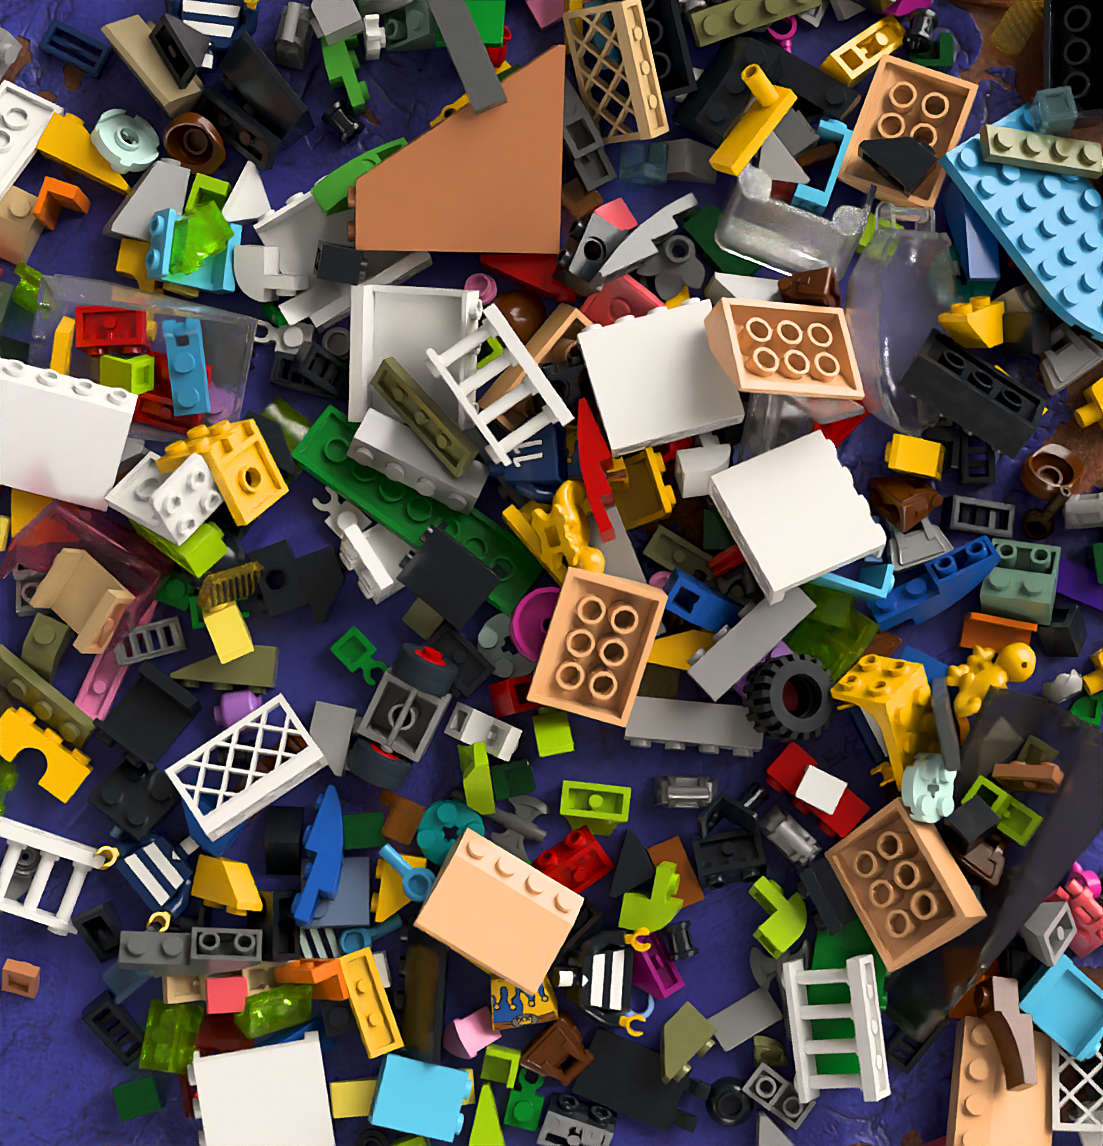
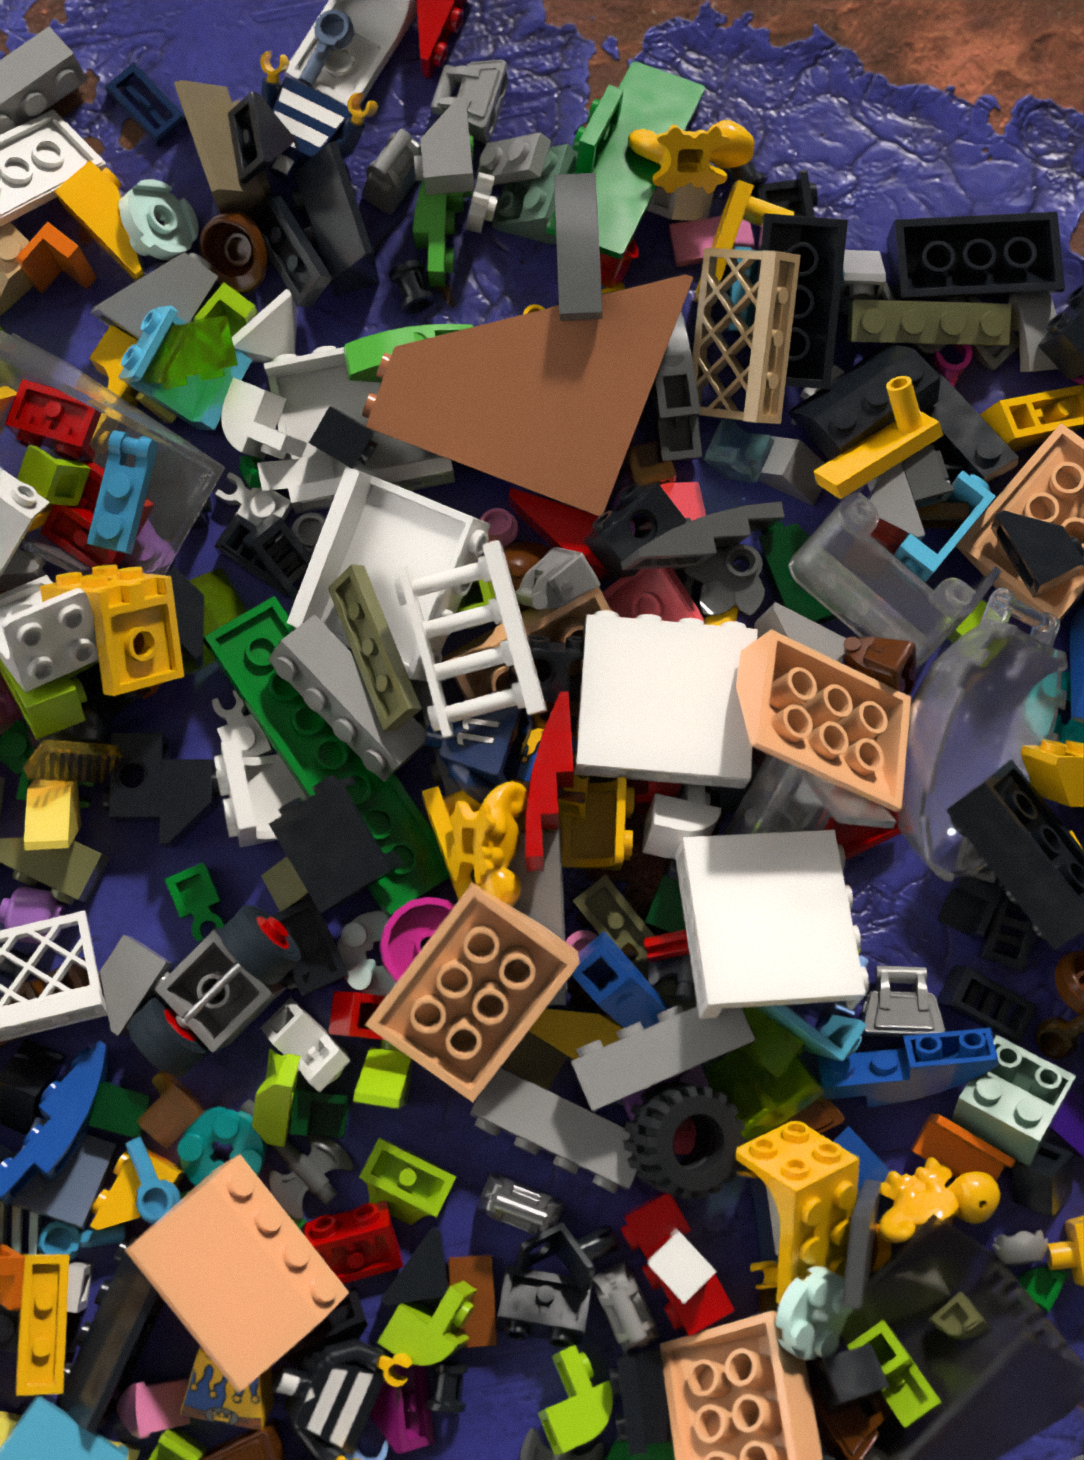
camera: 20 degrees right, 5 degrees down
(542, 314) = (556, 580): none -> light grey piece
(903, 499) = (904, 950): reddish brown piece -> none
(915, 457) = (937, 904): yellow slope -> none
(1028, 778) = (930, 1339): nougat plate -> none

